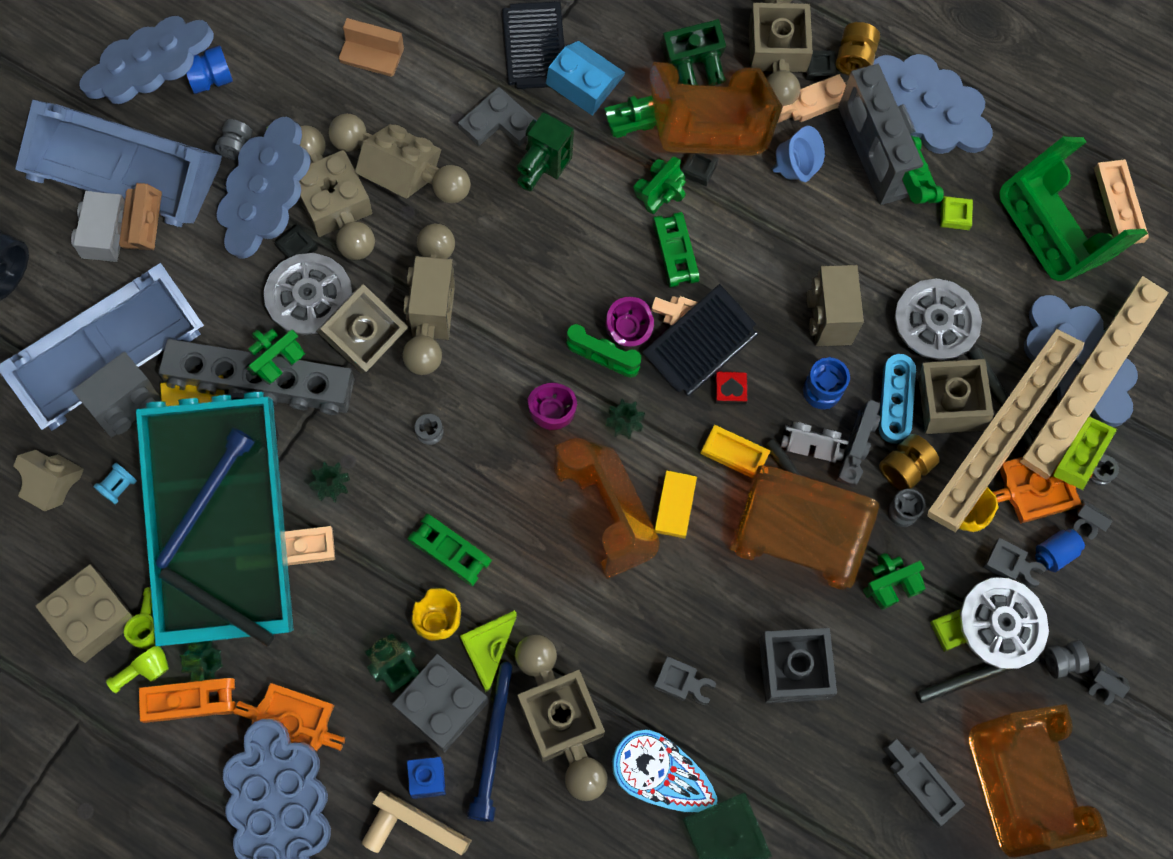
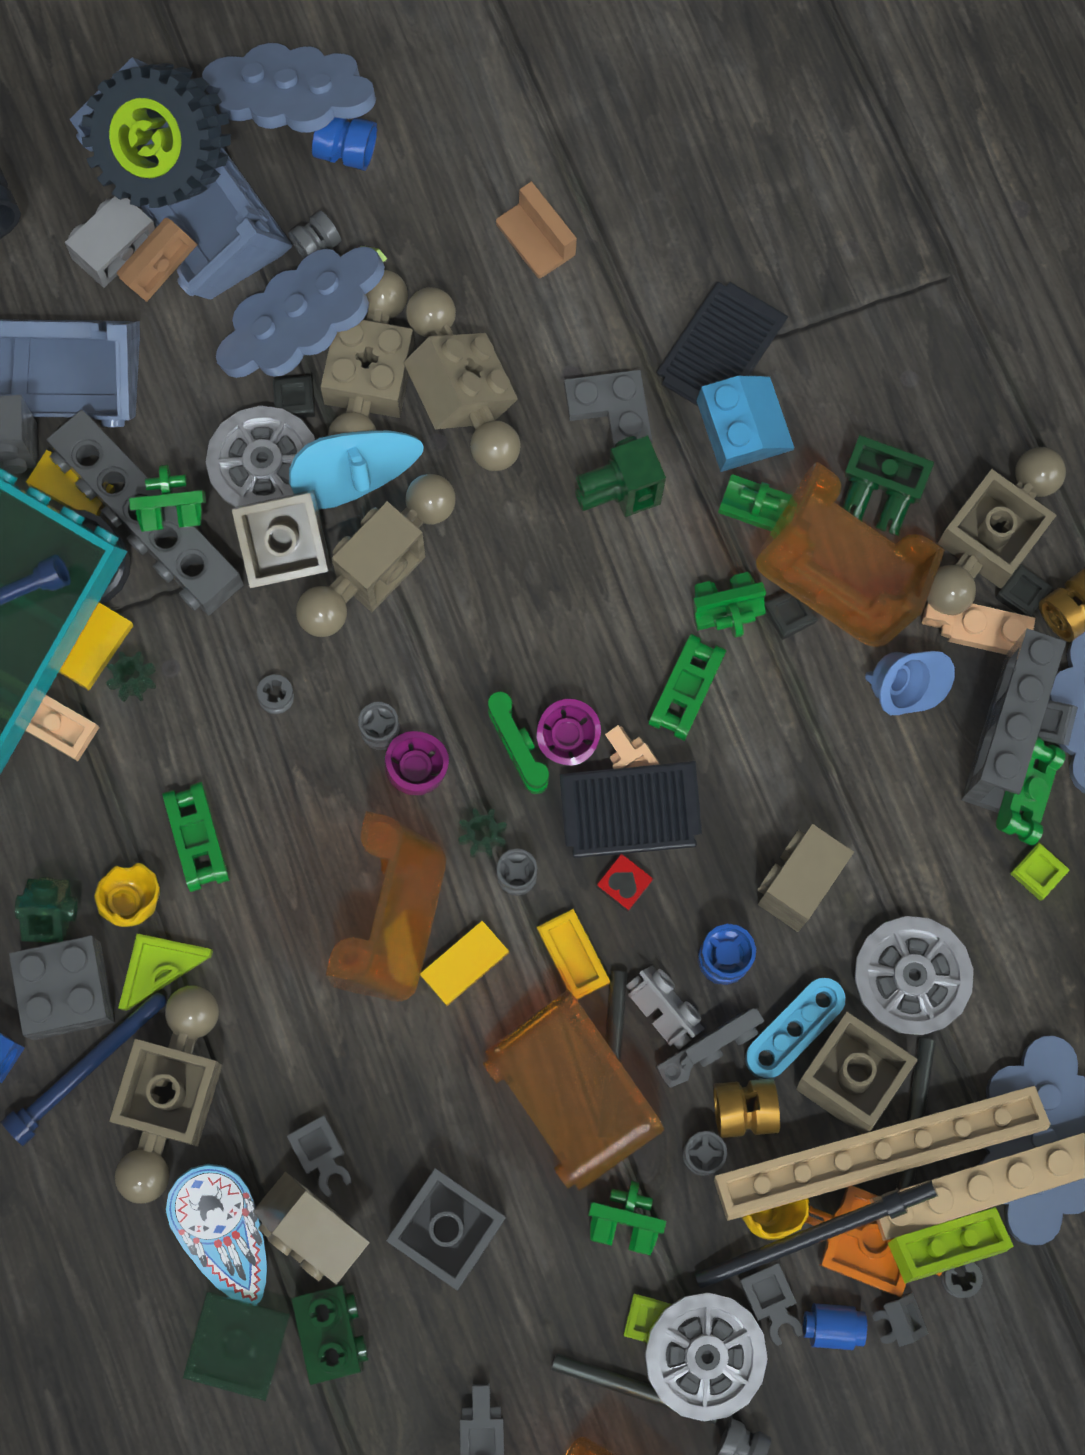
camera: 40 degrees right, 5 degrees up
(51, 130) = (185, 150): none -> black wheel
(292, 481) = (95, 646): none -> yellow tile
(368, 255) = (351, 464): none -> medium azure shield
(511, 394) = (377, 718): none -> dark grey wheel
(667, 420) = (517, 865): none -> dark grey wheel
(719, 726) = (308, 1230): none -> dark tan brick
(777, 785) = (329, 1335): none -> dark green brick
(1040, 449) = (892, 1204): none -> black bar

